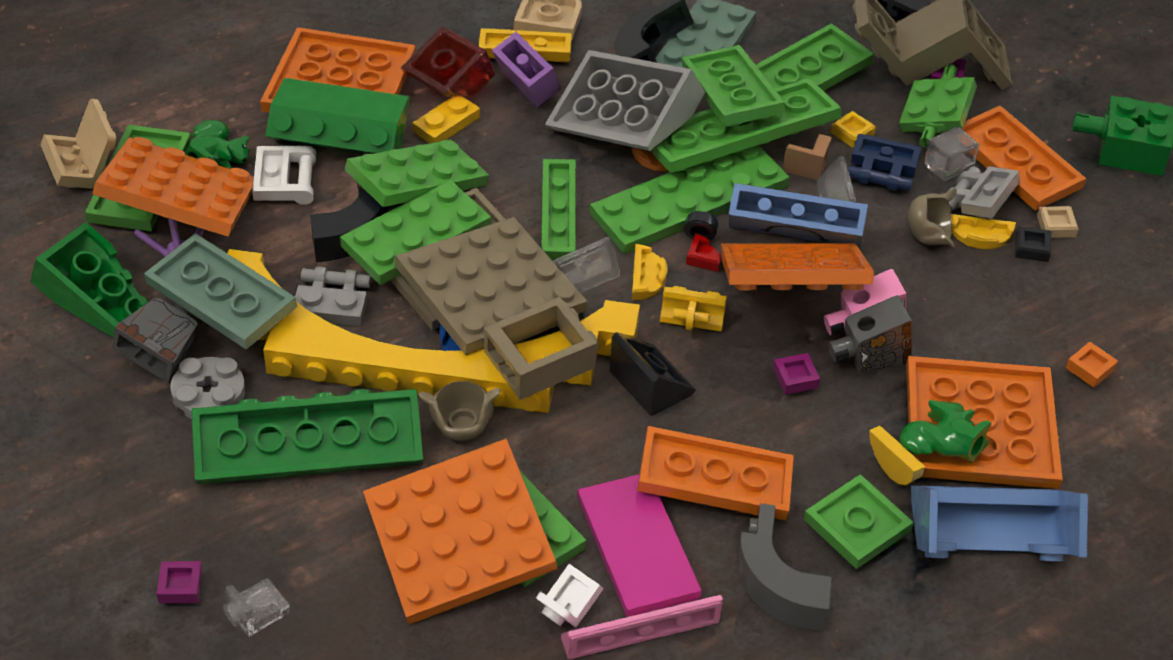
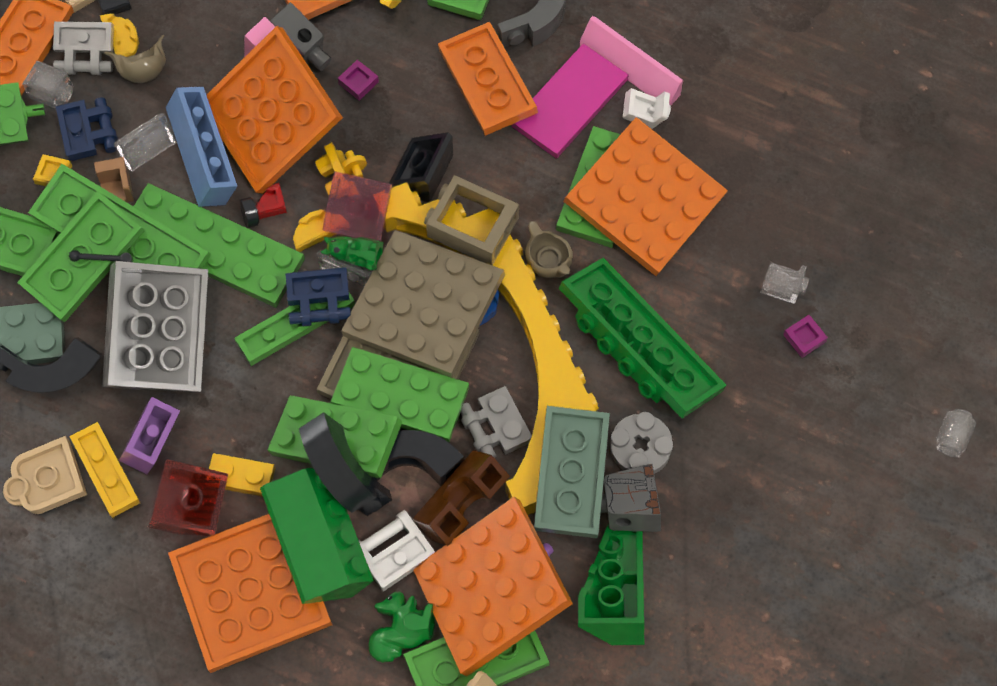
camera: 120 degrees left, 20 degrees up
(288, 239) = (474, 479): none -> reddish brown arch
(380, 129) = (338, 469): none -> black arch
(572, 222) = (318, 287): none -> dark blue plate
(584, 262) = (356, 251): none -> green animal
(638, 286) = (357, 206): none -> clear pink slope
(701, 98) = (75, 256): none -> black hinge

